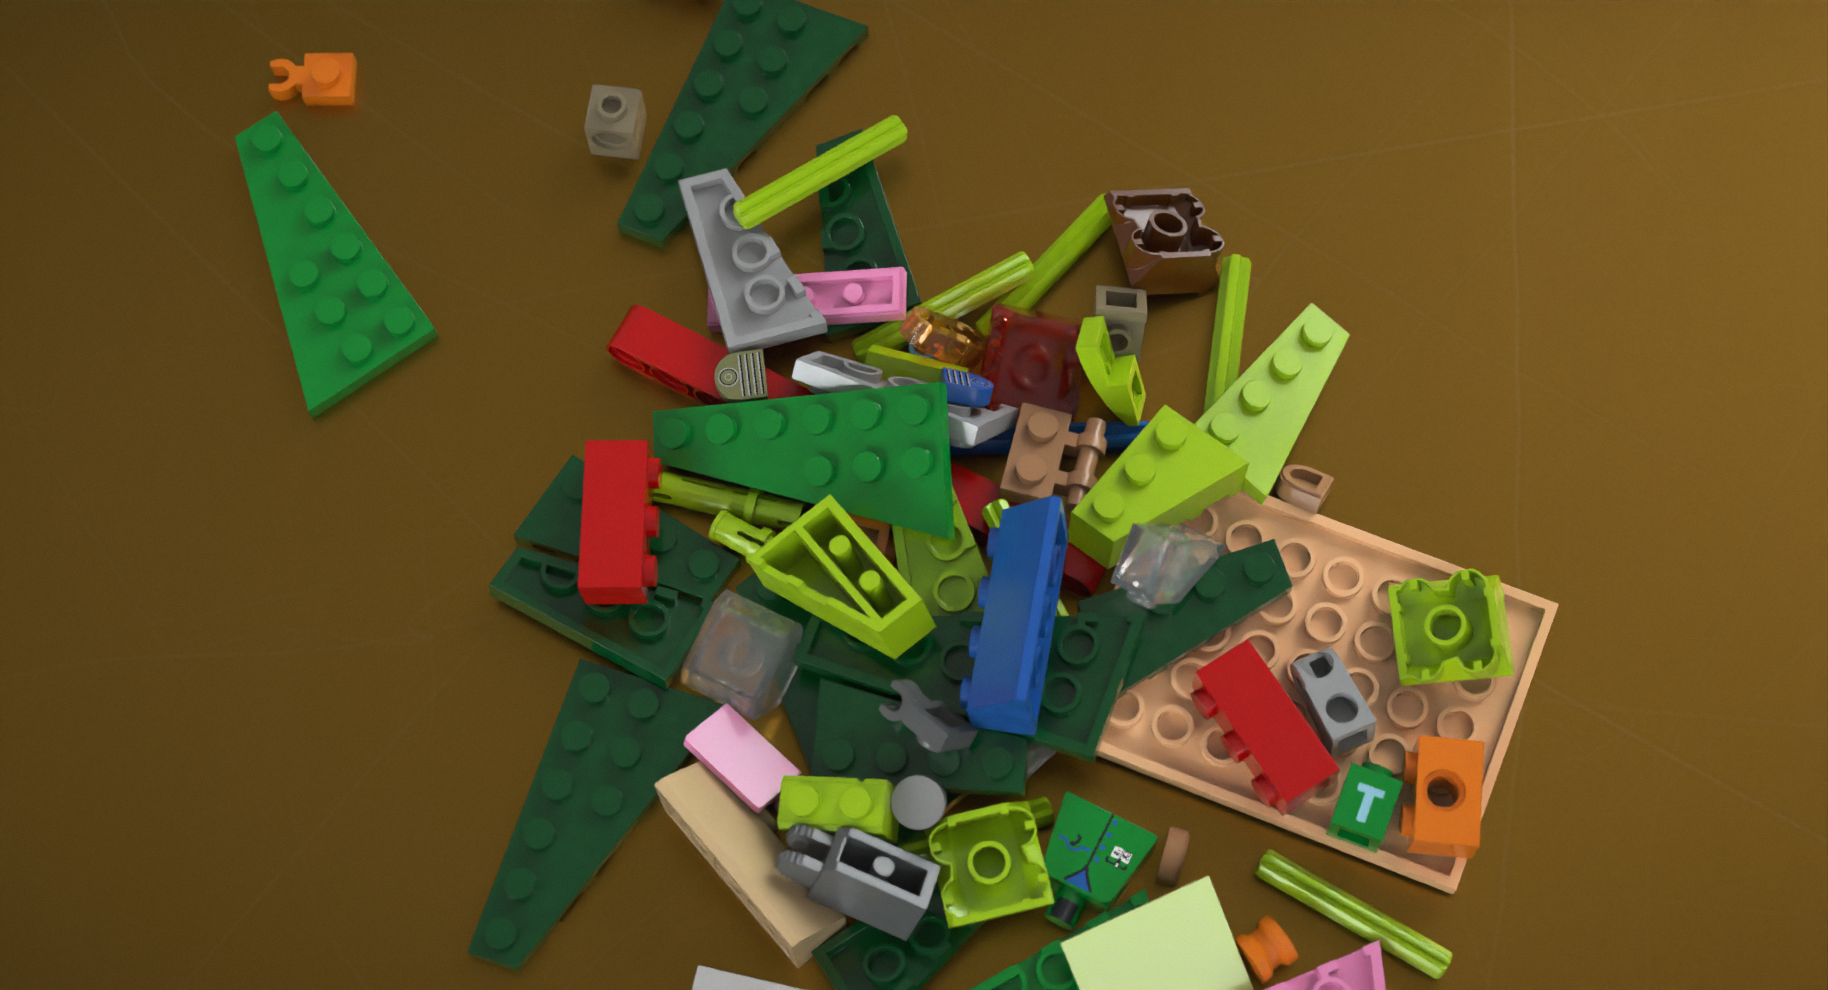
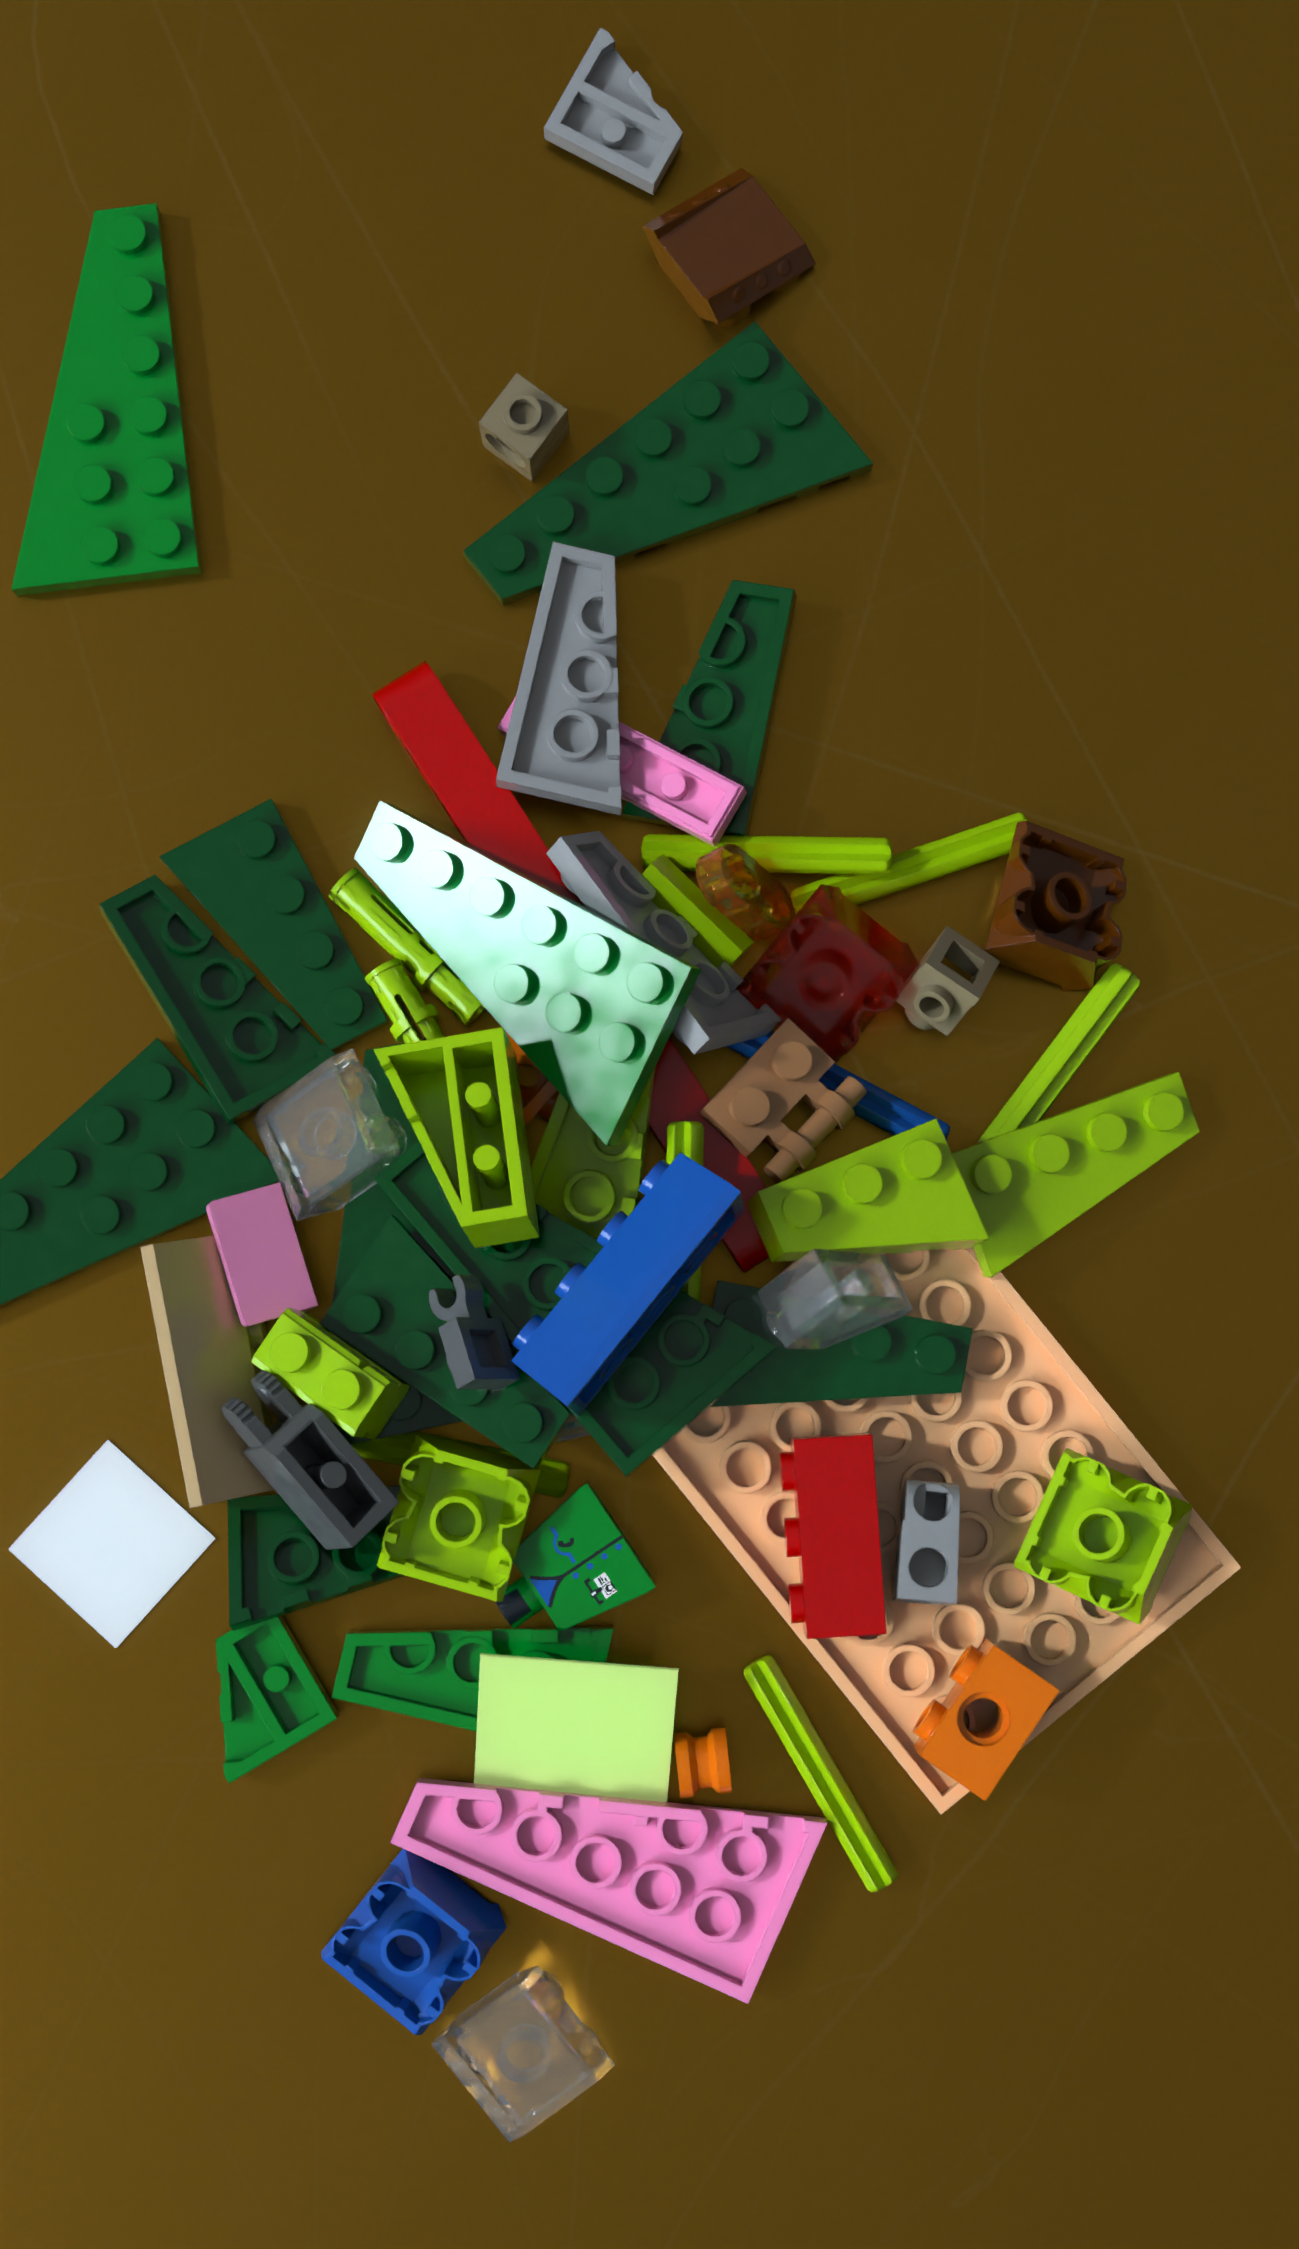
camera: 25 degrees right, 15 degrees up
(322, 79) = (229, 190): orange plate -> none
(618, 522) = (270, 914): red brick -> none
(742, 377) = (495, 821): olive tile -> none
(820, 172) = (714, 621): lime axle -> none
(918, 802) = (416, 1416): light grey tile -> none
(966, 388) = (731, 970): blue tile -> none
(1113, 378) = (902, 1041): lime slope -> none
(1173, 857) = (666, 1607): medium nougat tile -> none
(1303, 487) = (1043, 1279): medium nougat tile -> none
(1364, 806) = (894, 1679): green brick -> none

